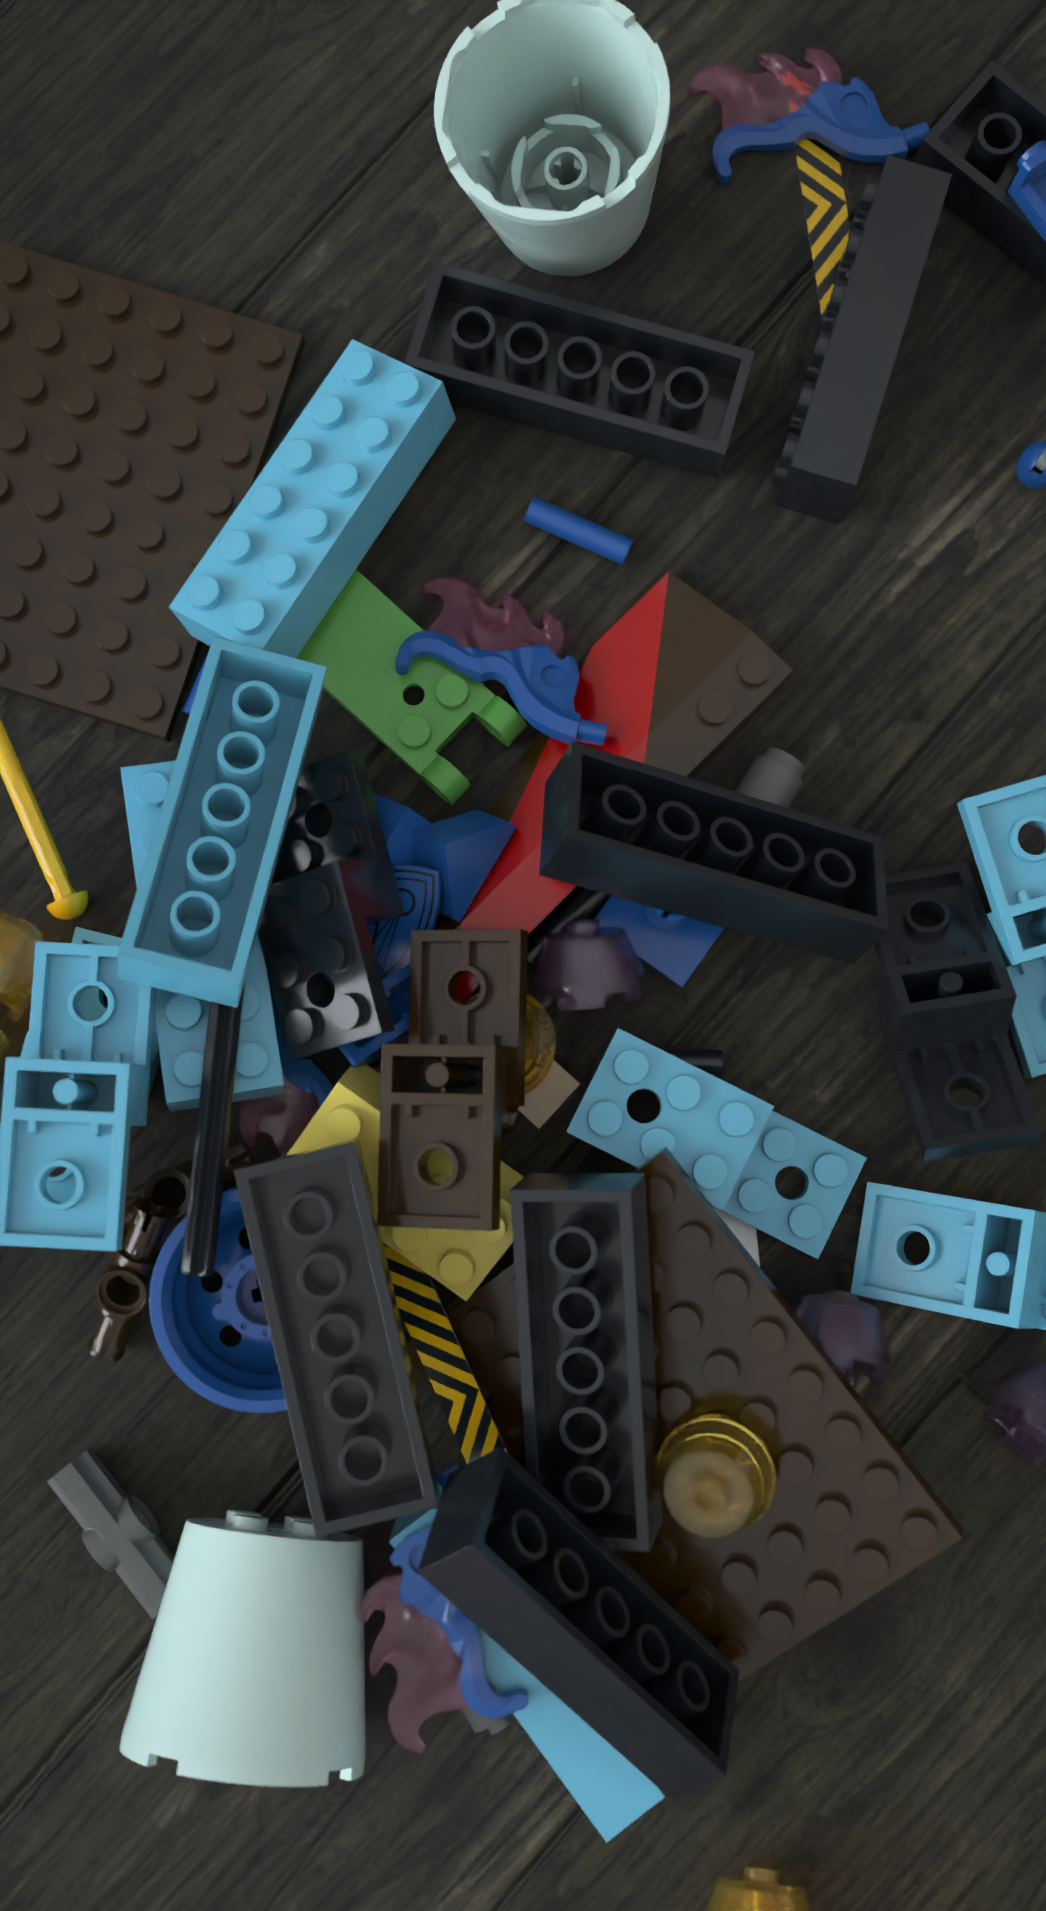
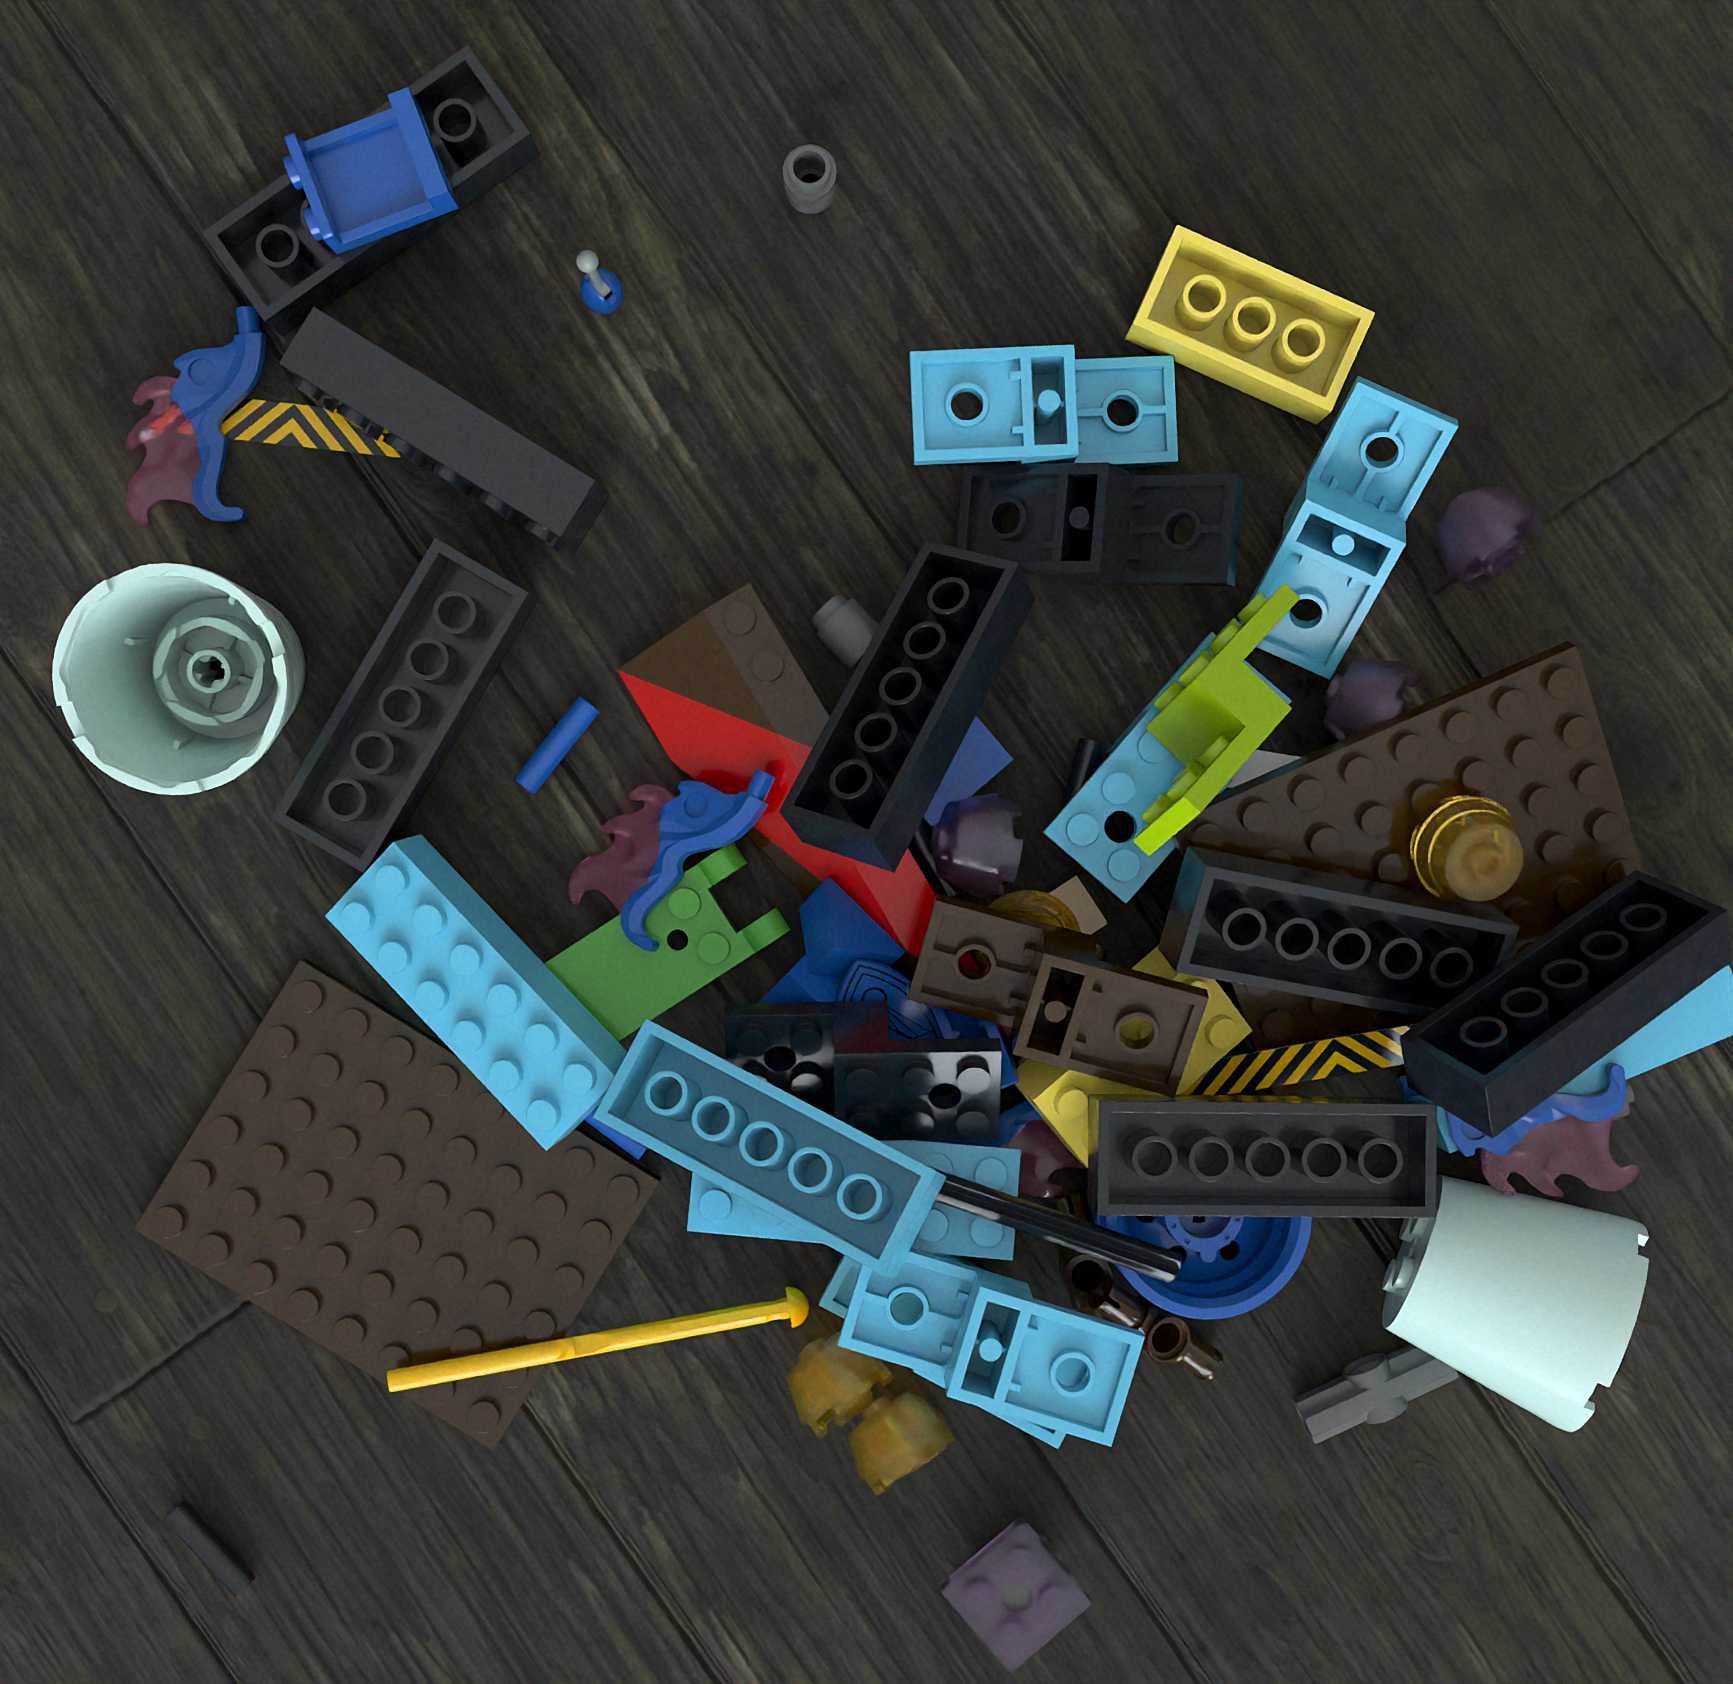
camera: 80 degrees left, 5 degrees up
(787, 1167) = (1214, 718): none -> lime bracket

